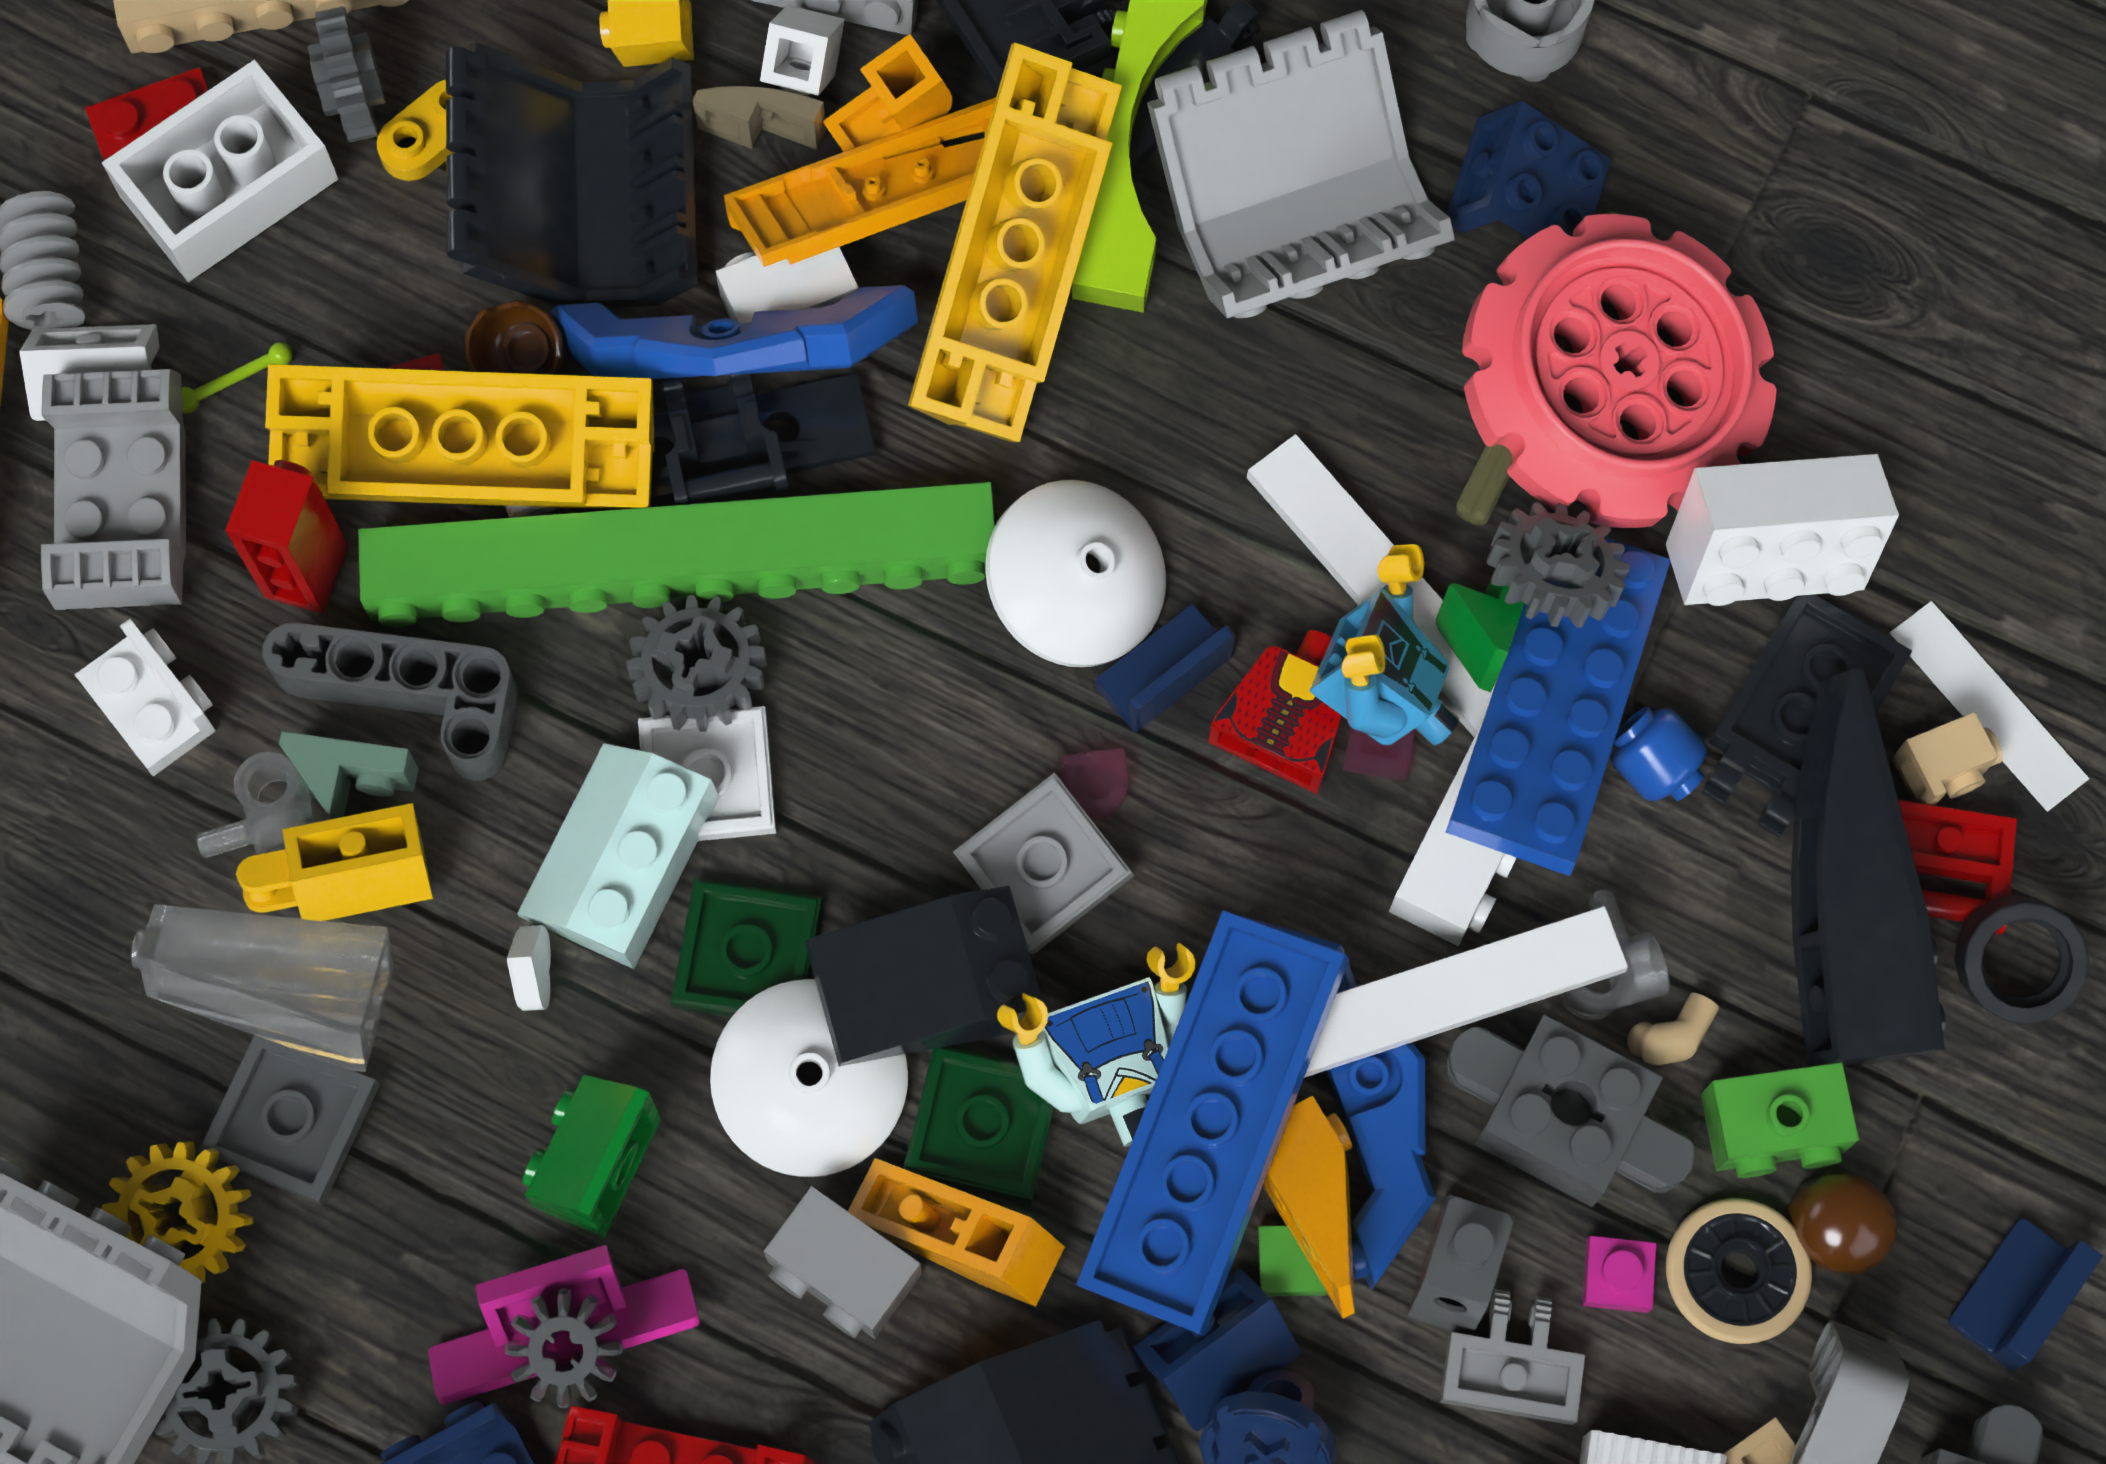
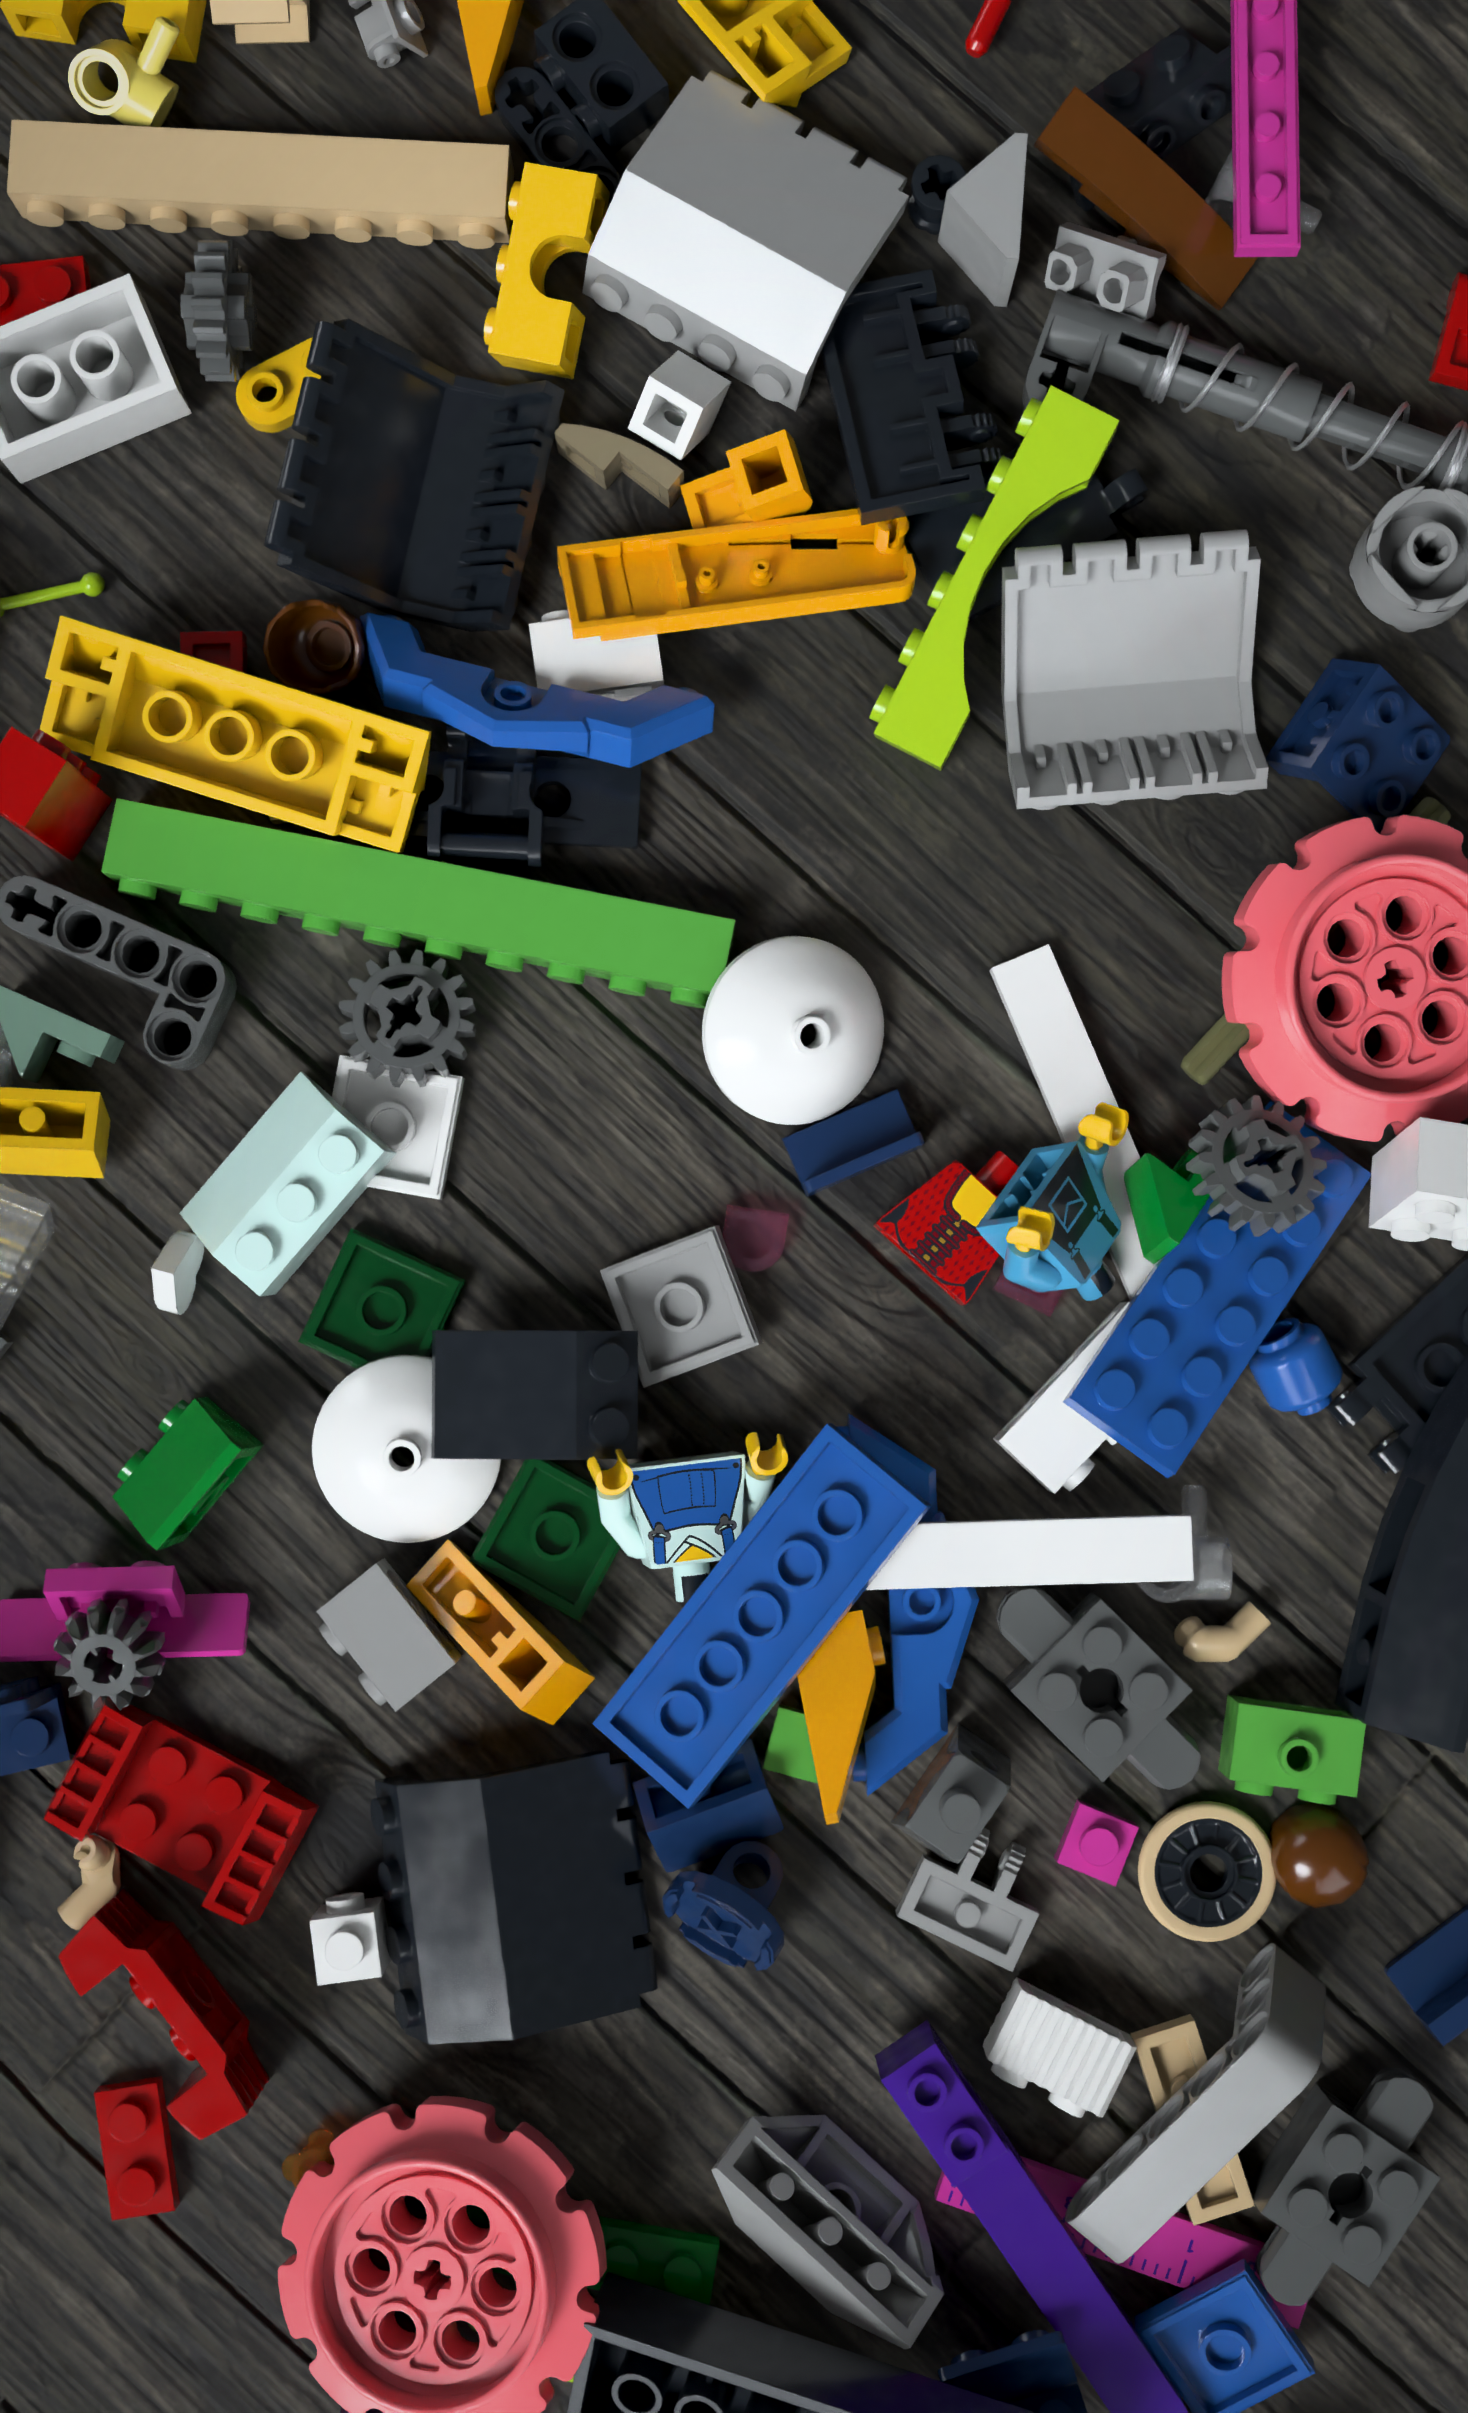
camera: 20 degrees right, 15 degrees up
(1016, 245) = (829, 683): yellow slope -> none

